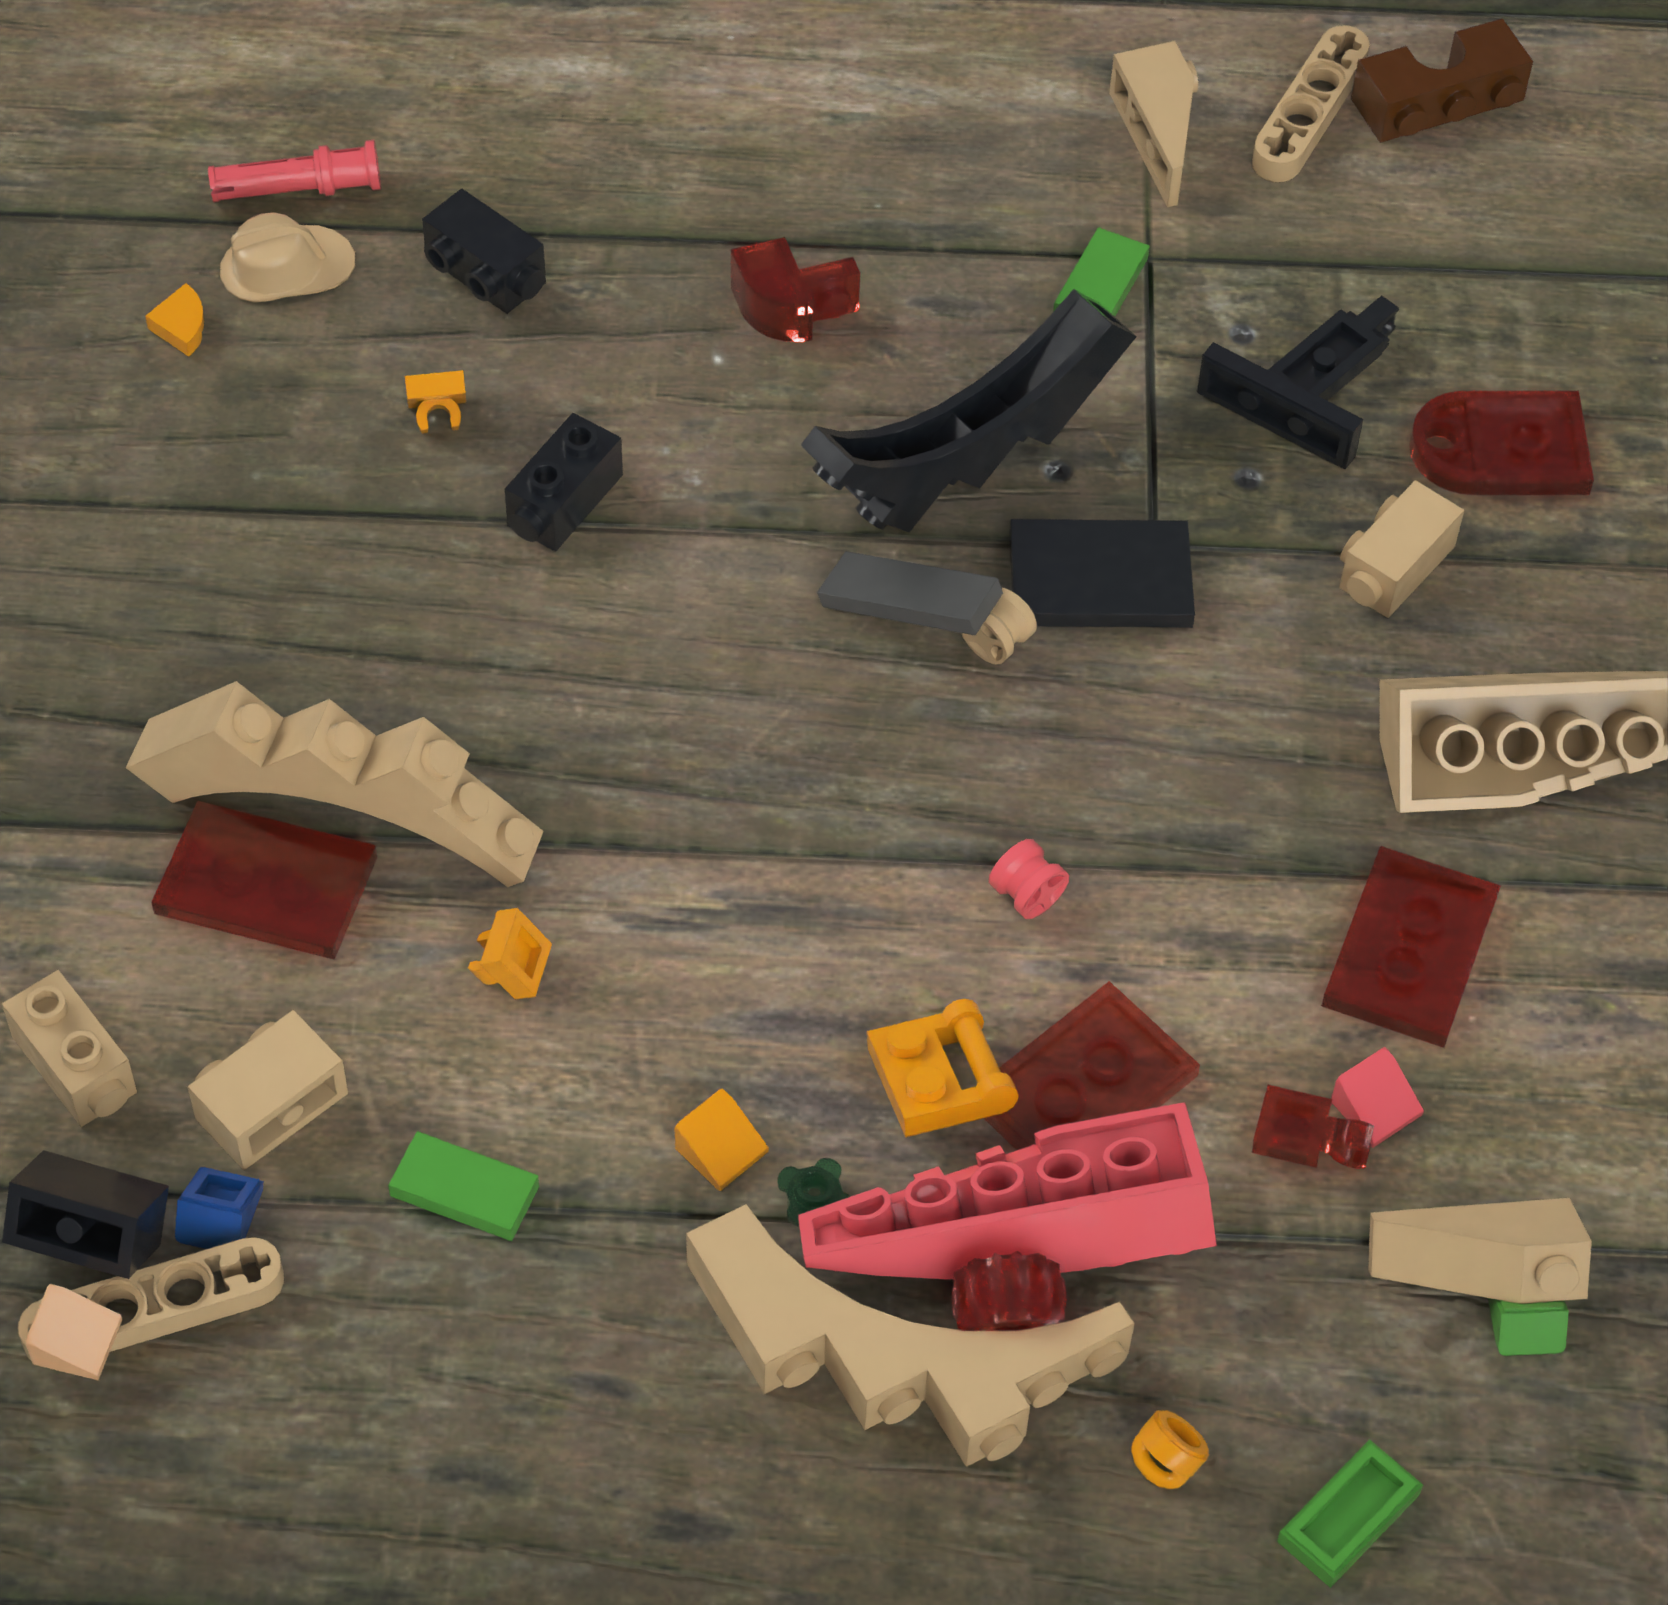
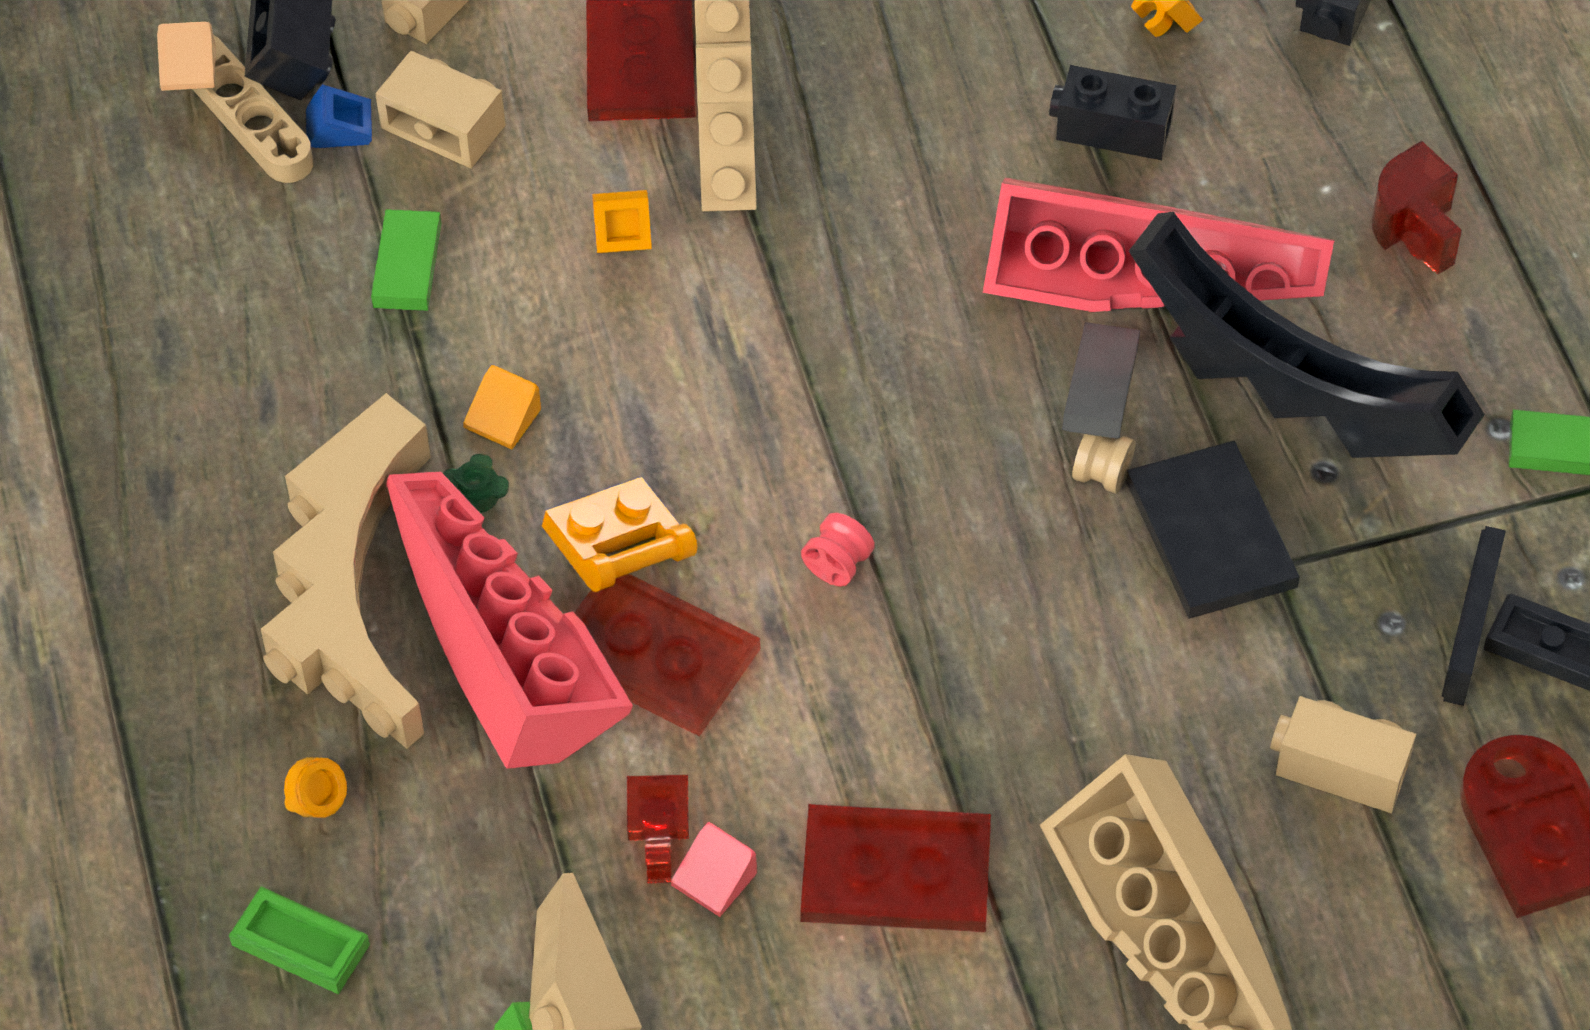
camera: 75 degrees right, 0 degrees up
(743, 535) = (1076, 245): none -> coral wedge
(1008, 1293) = (402, 628): clear red gear -> none

